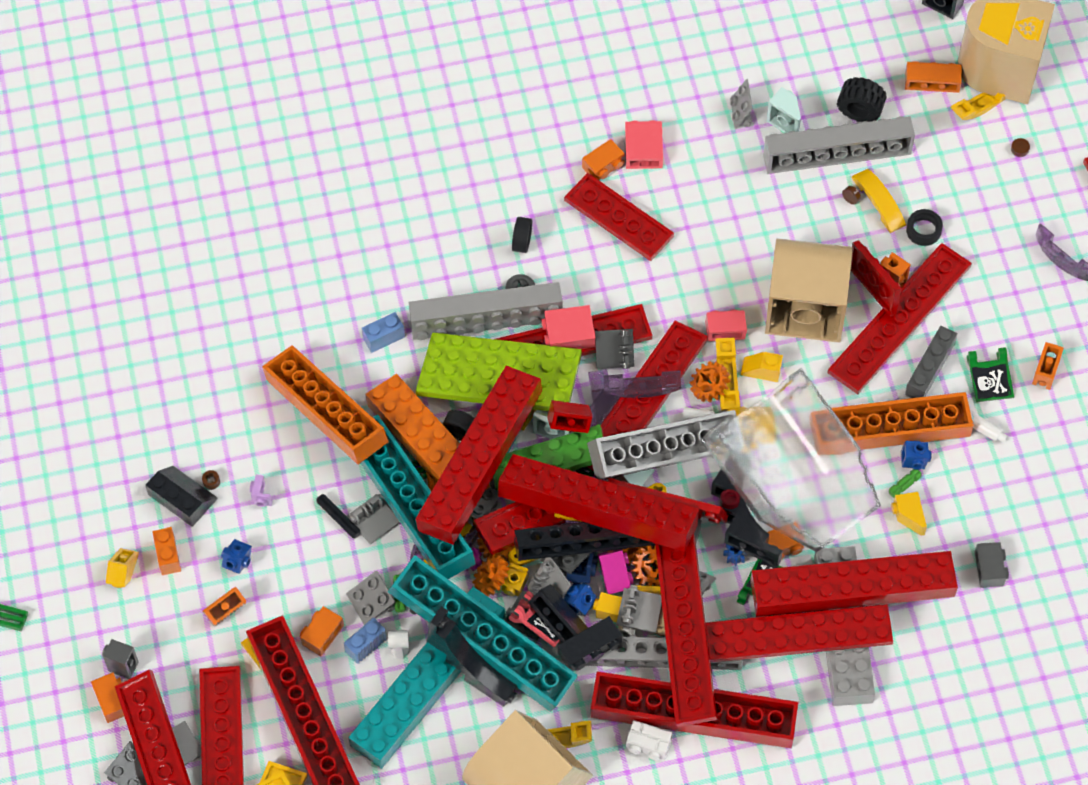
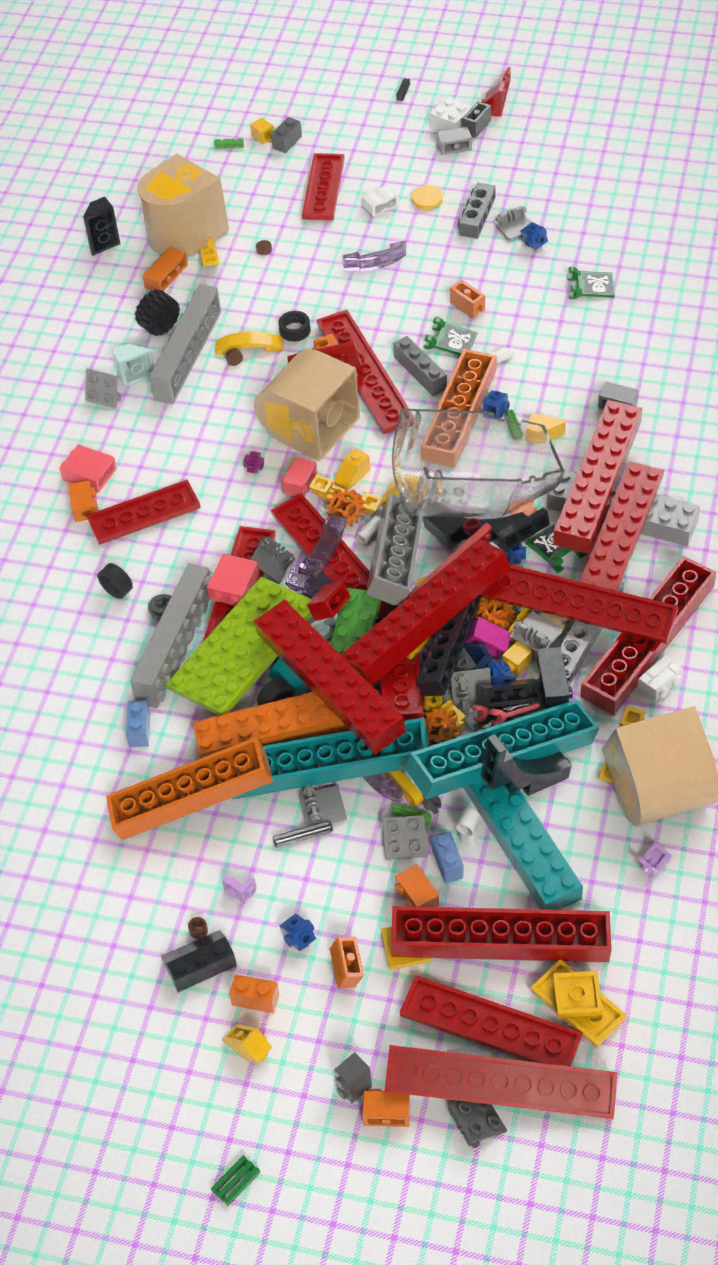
camera: 60 degrees left, 10 degrees down
(725, 277) = (253, 462): none -> magenta gear

